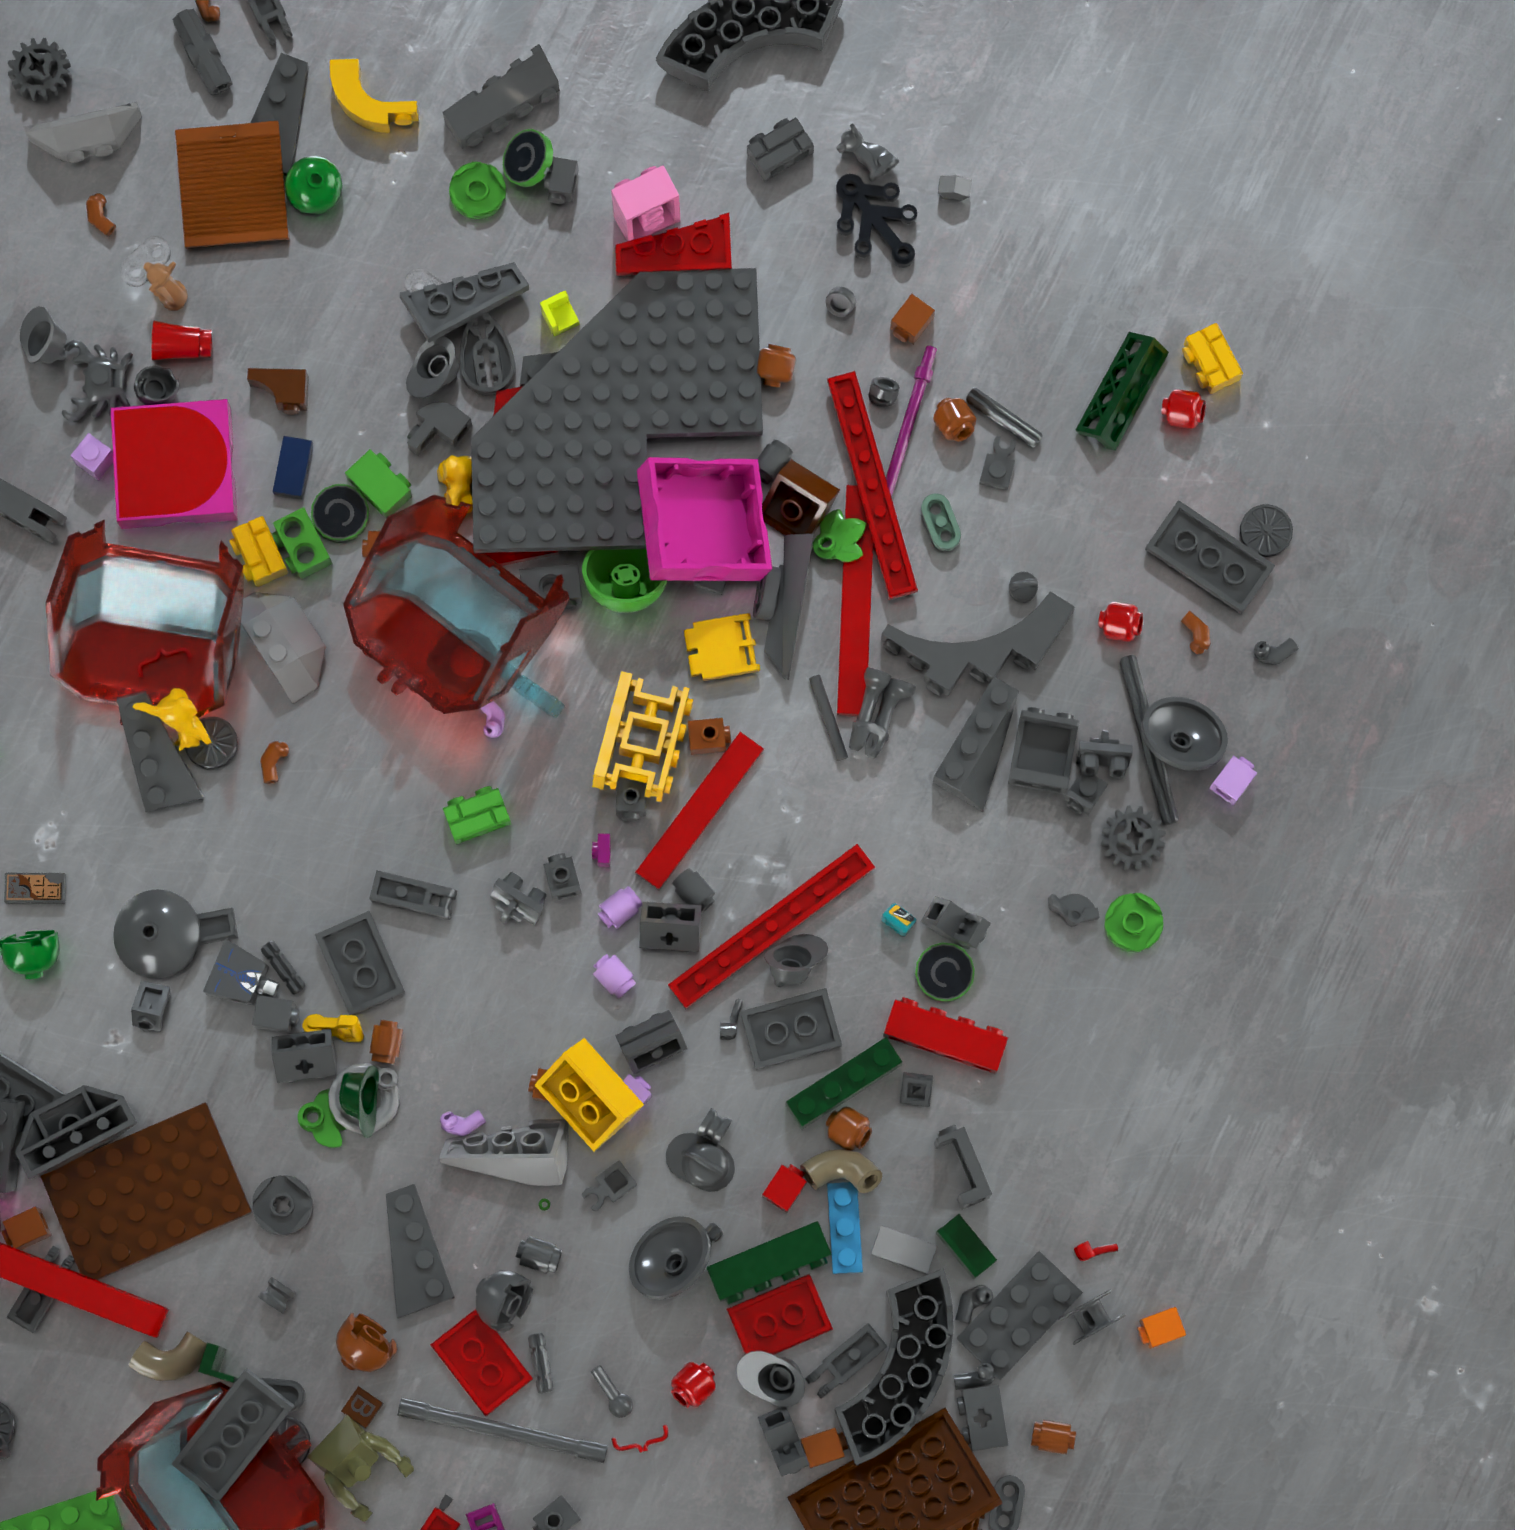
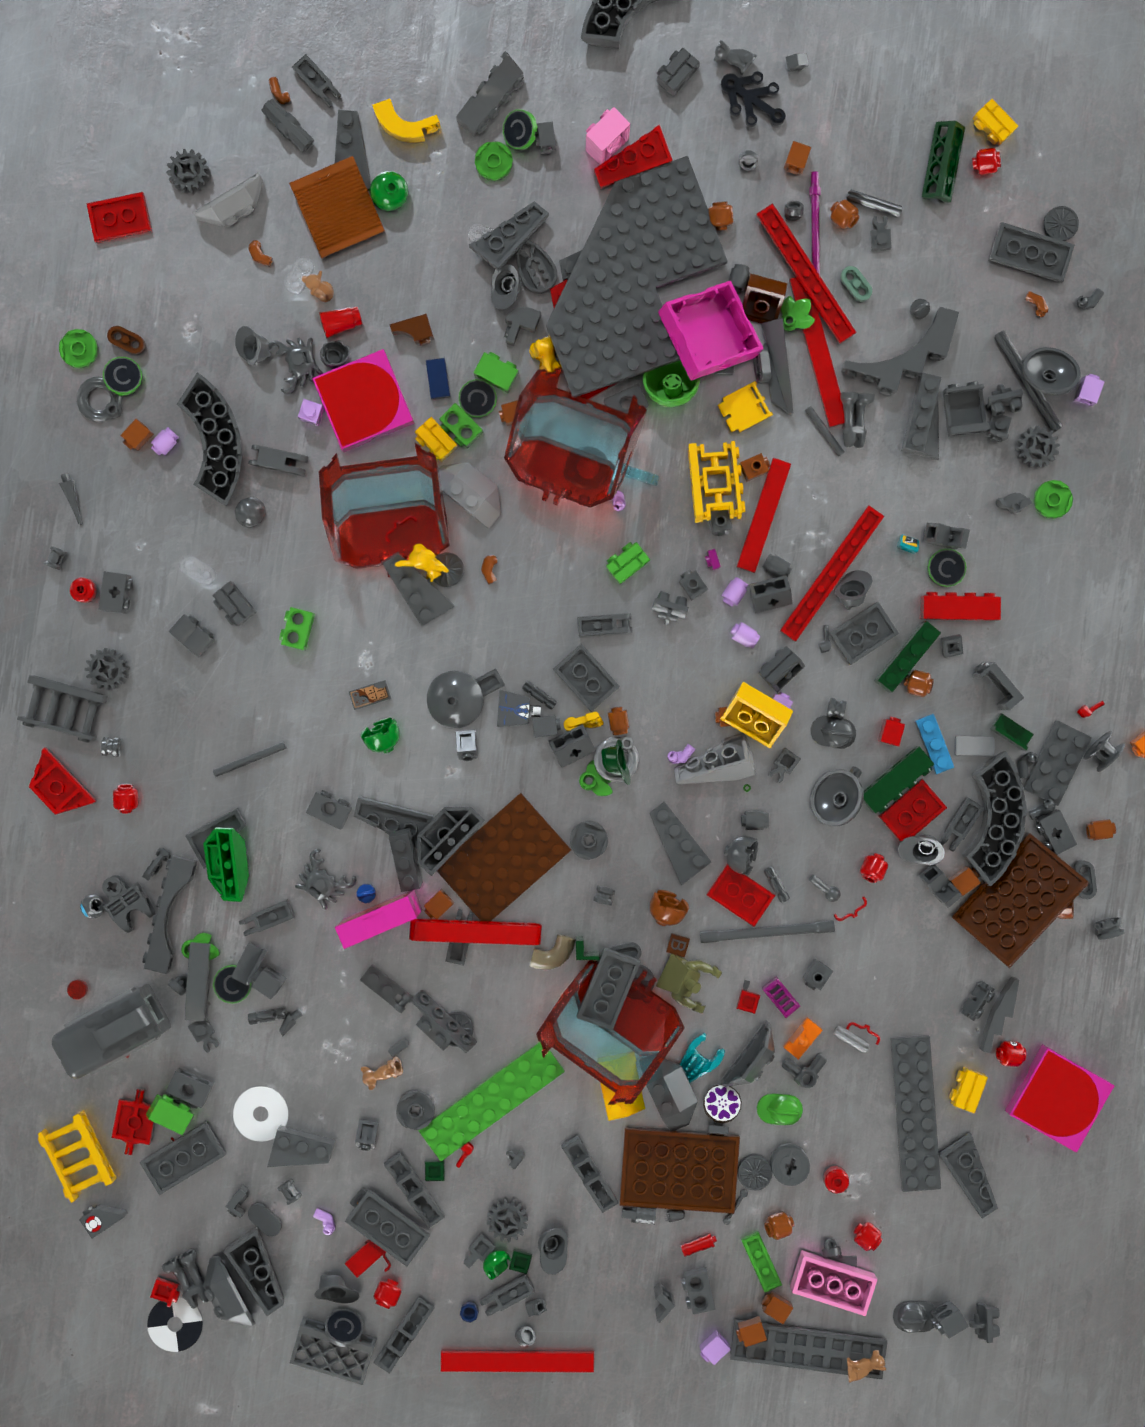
camera: 15 degrees left, 10 degrees up
(559, 313) = (572, 225): neon yellow panel -> none
(842, 1165) = (923, 706): dark tan cylinder -> none
(1121, 621) = (989, 311): red head -> none

